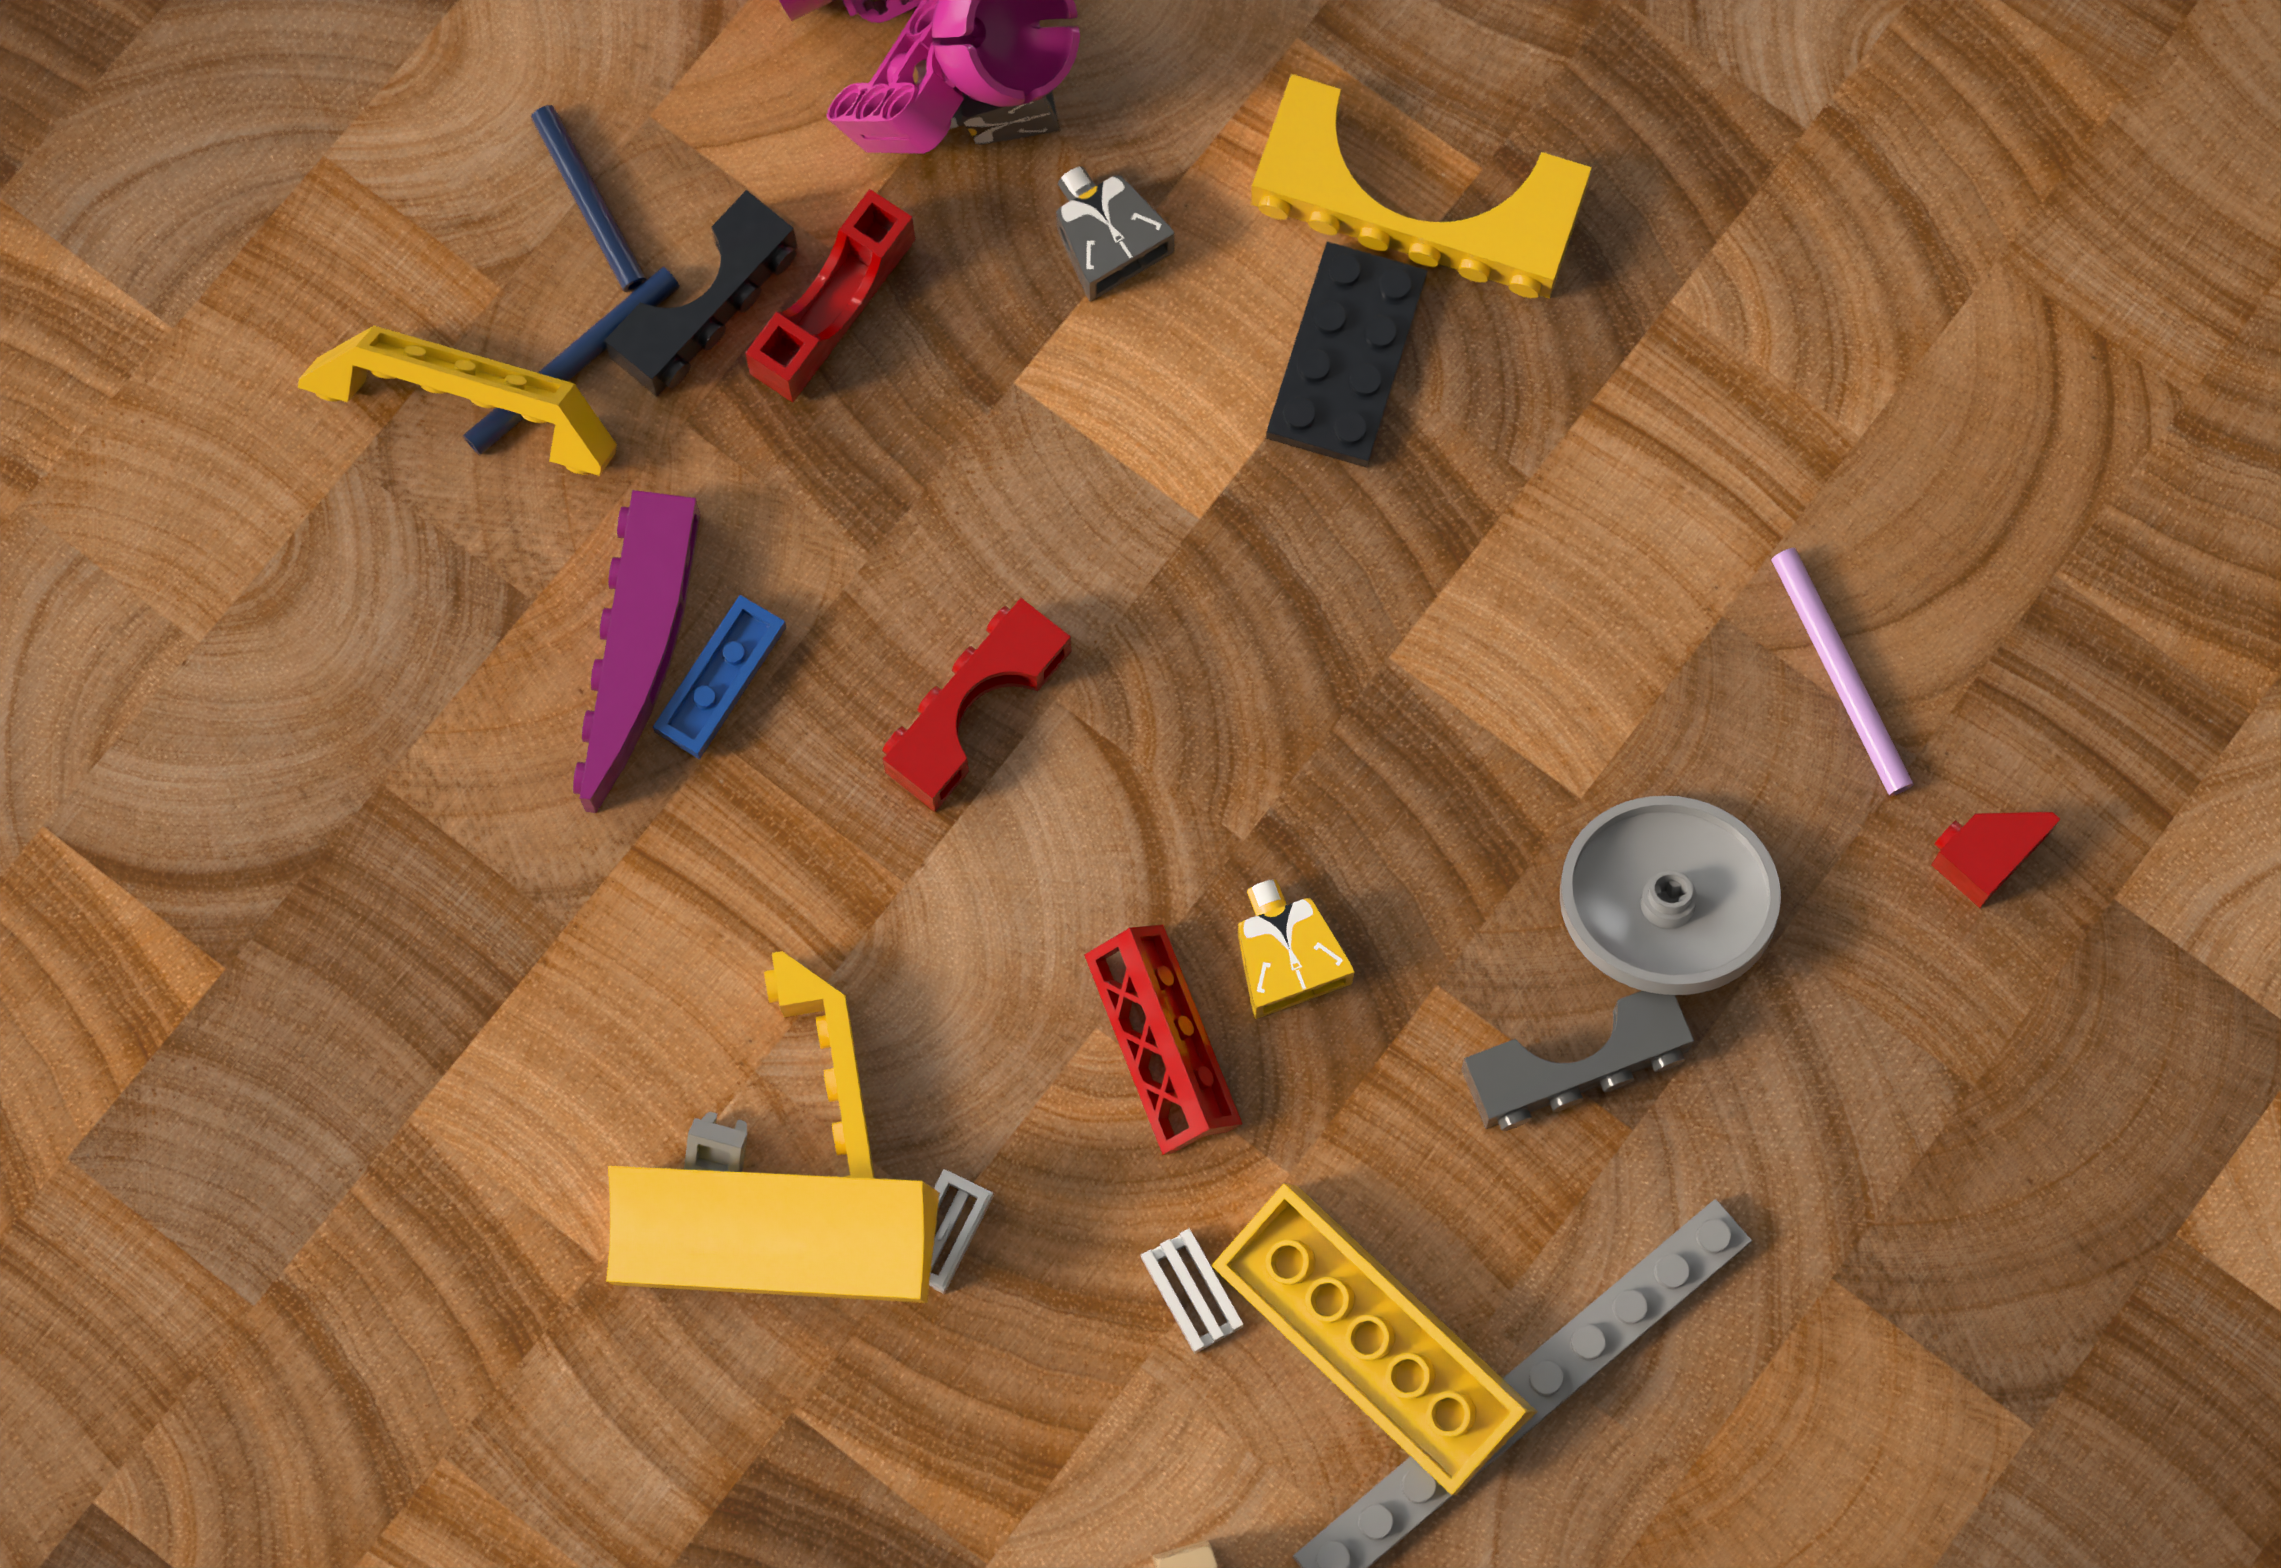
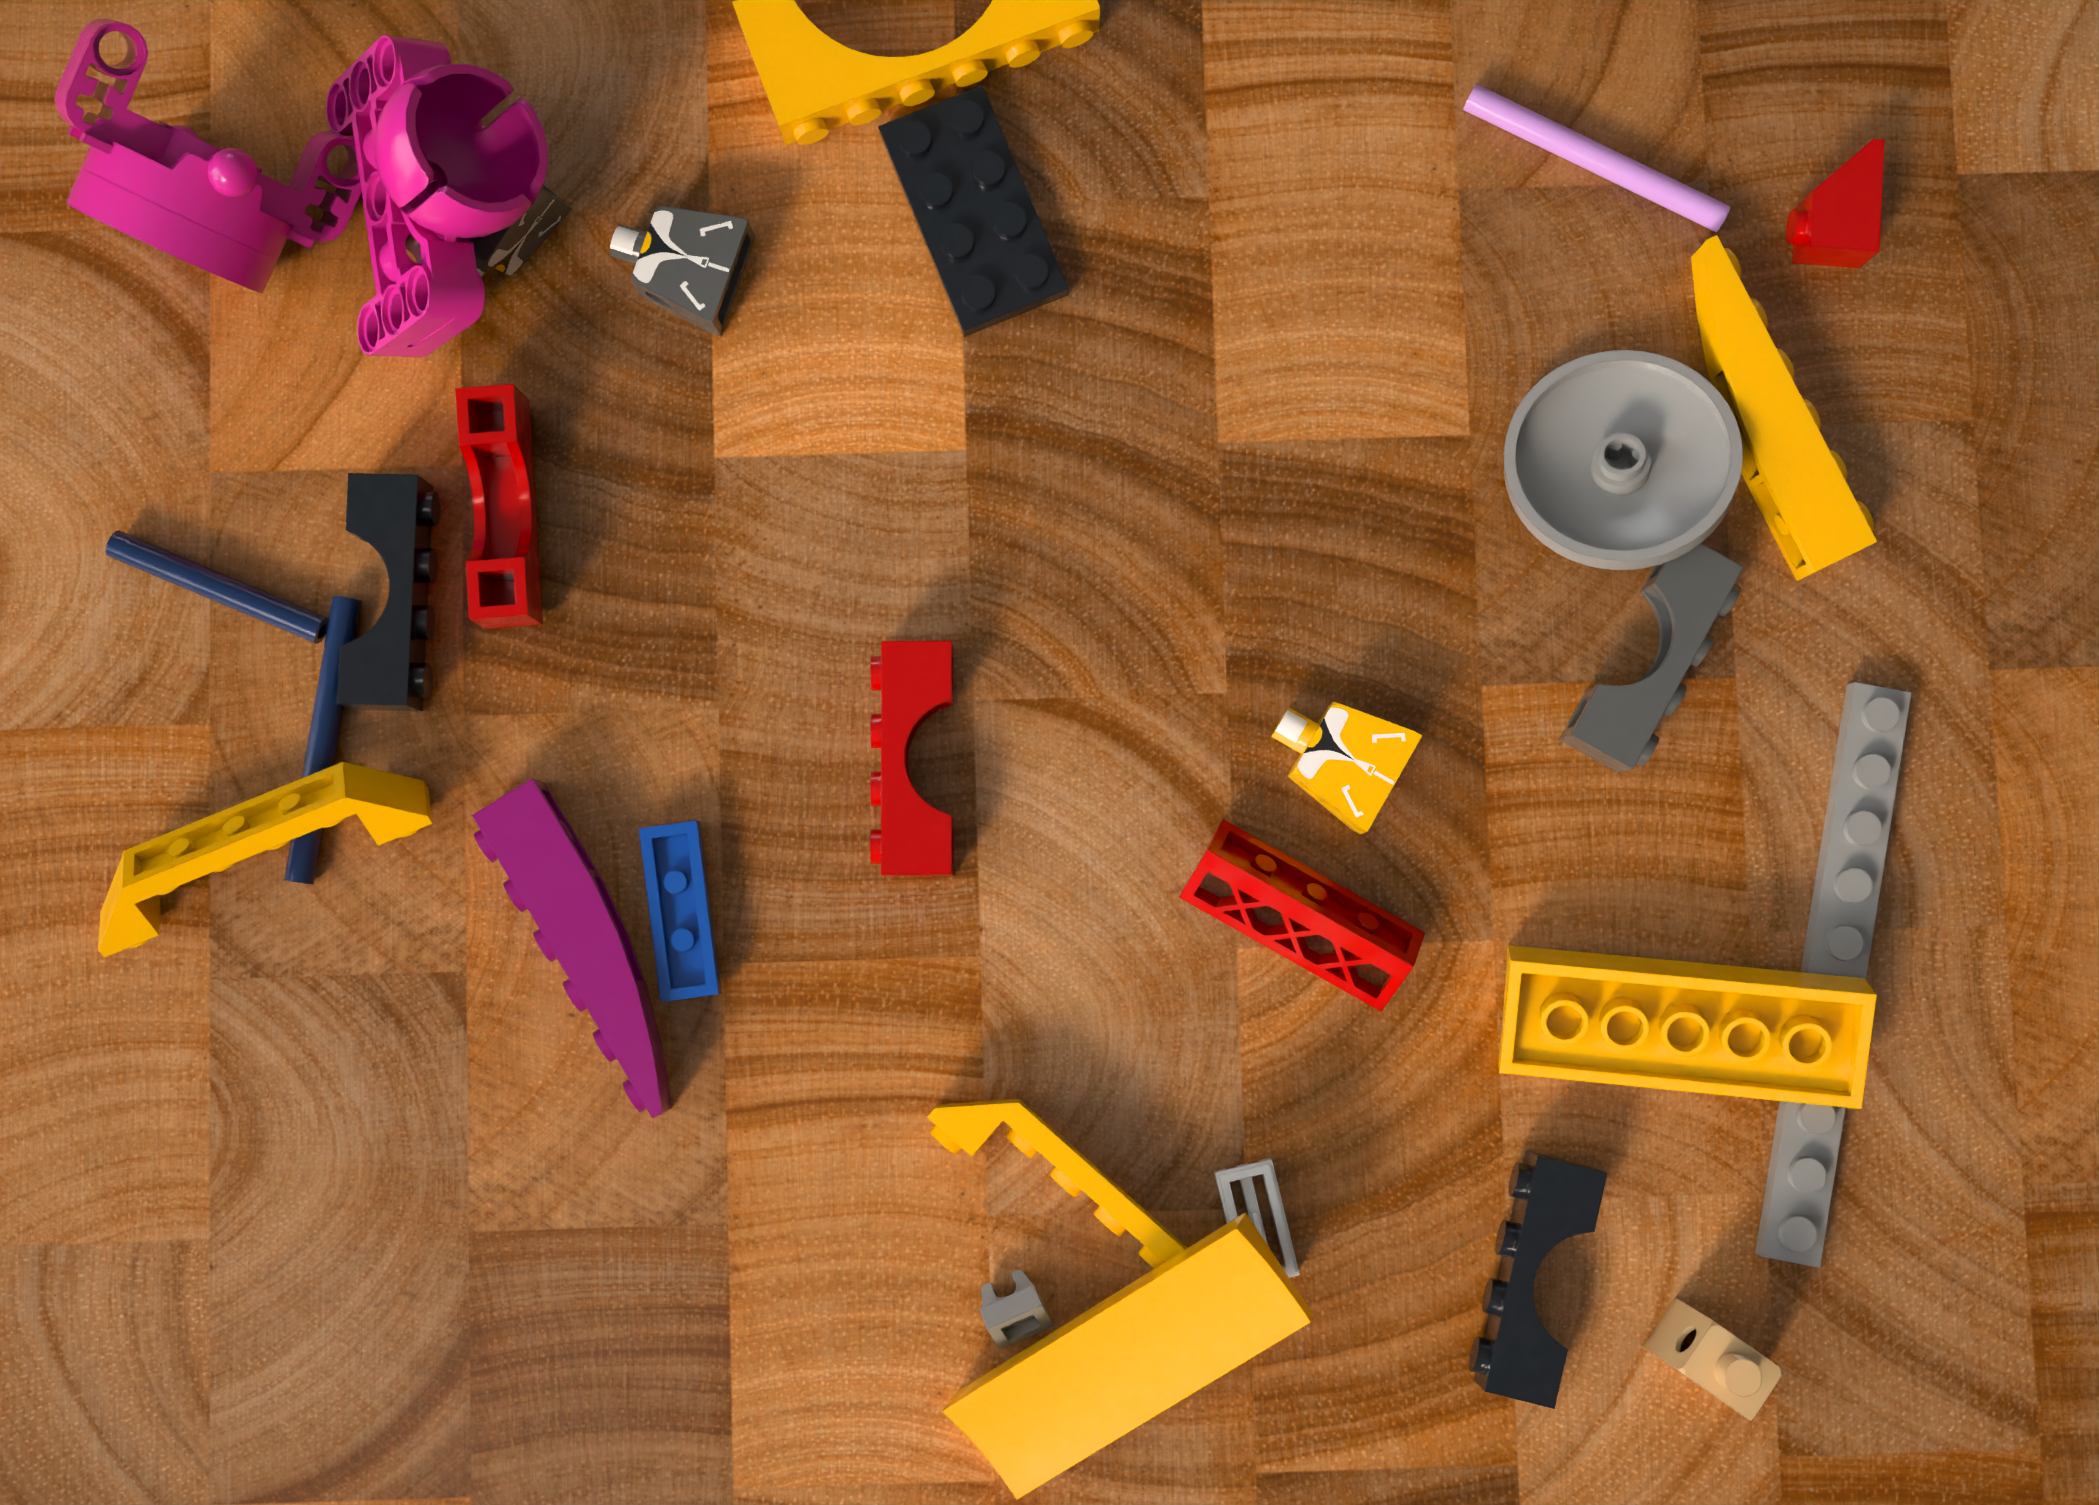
camera: 40 degrees left, 10 degrees up
(1169, 1249) = (1544, 1123): white tile -> none
(1171, 1388) = (1549, 1206): none -> black arch
(1807, 970) = (1784, 455): none -> yellow slope

